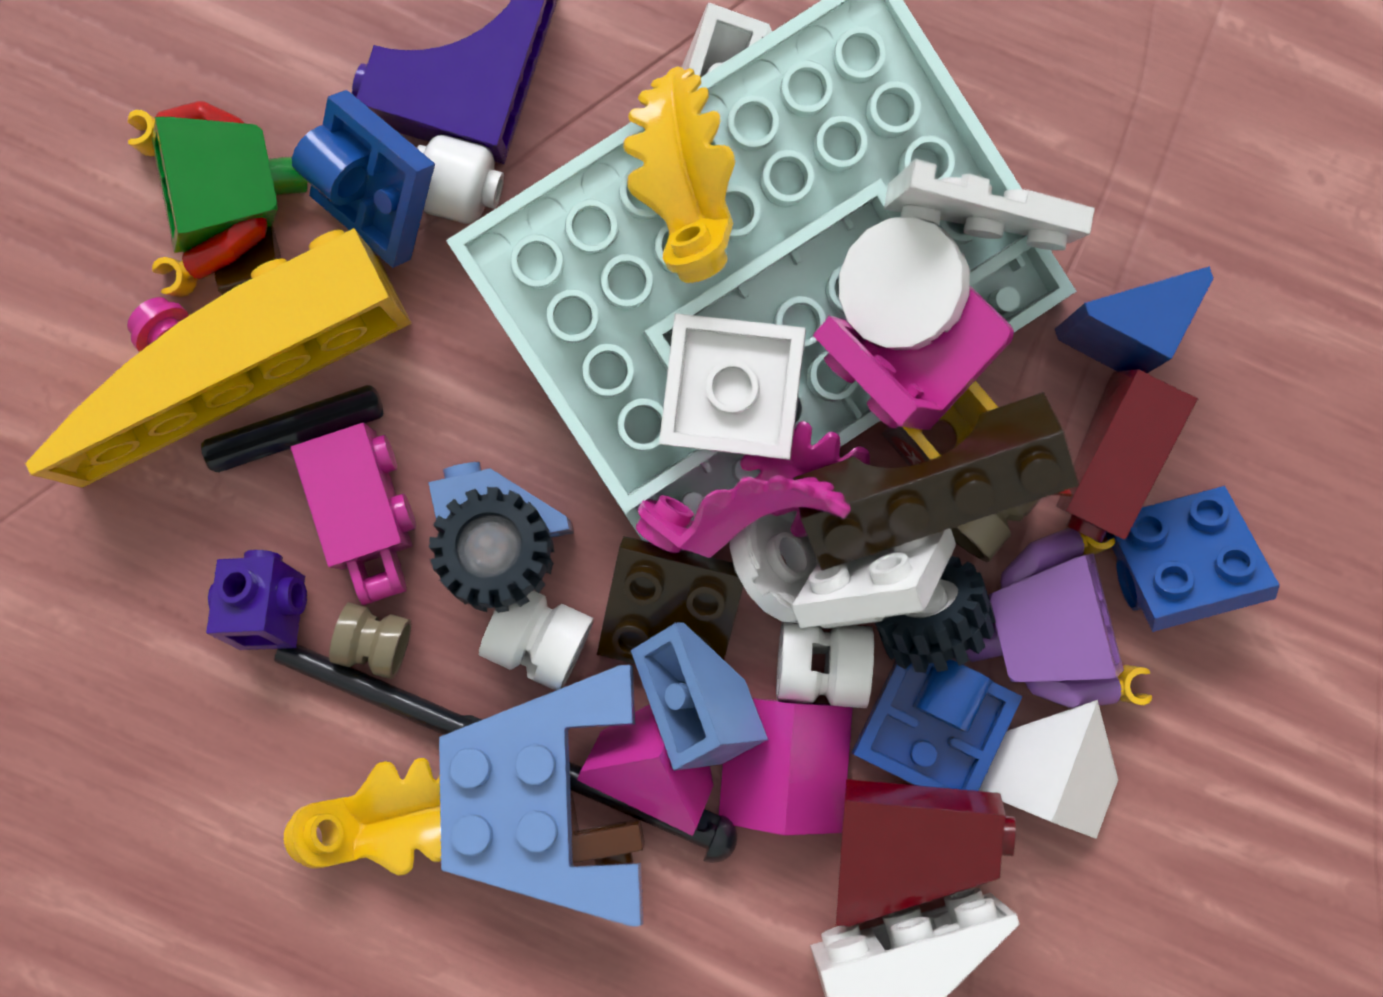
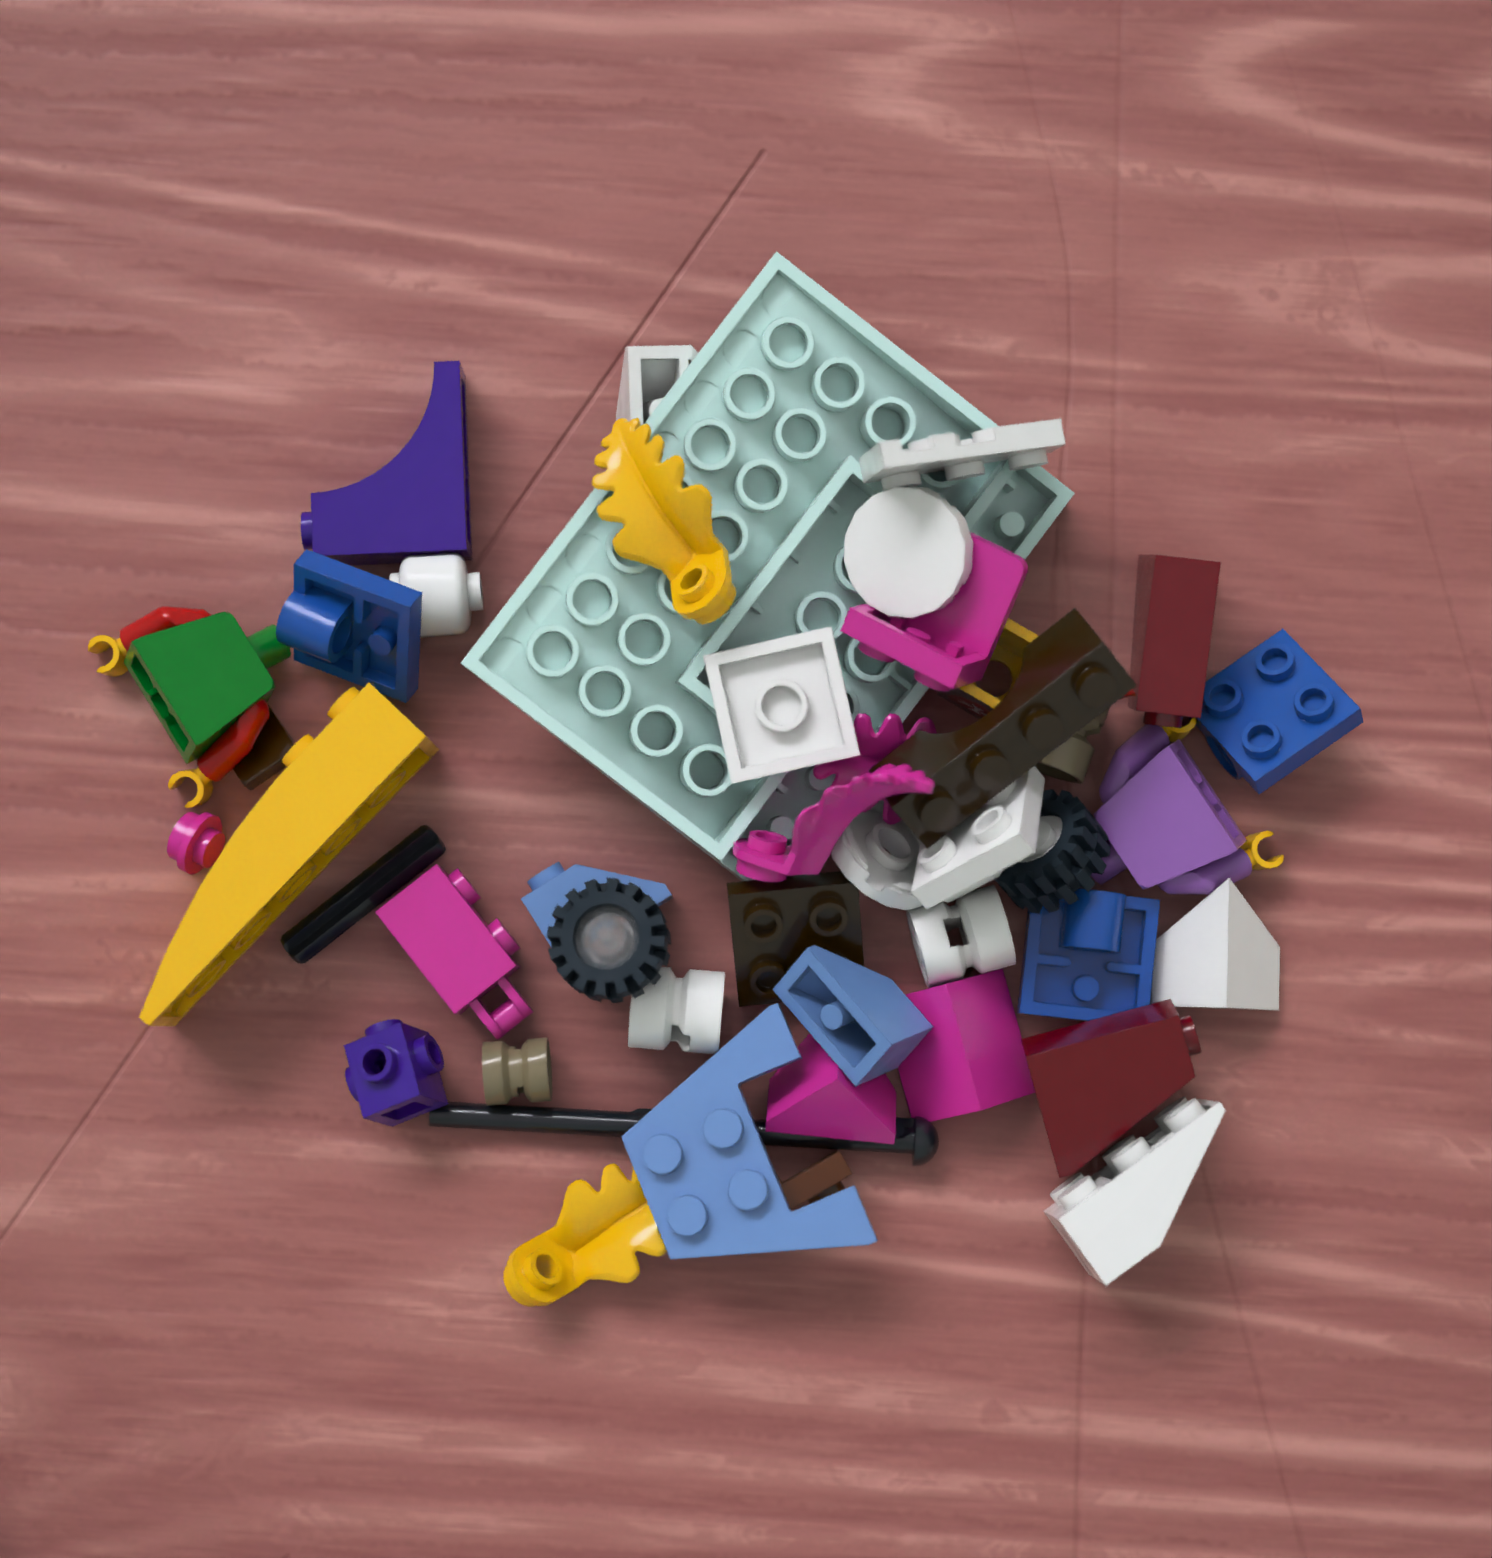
camera: 25 degrees left, 0 degrees up
(1137, 325) = (1145, 509): blue slope -> none

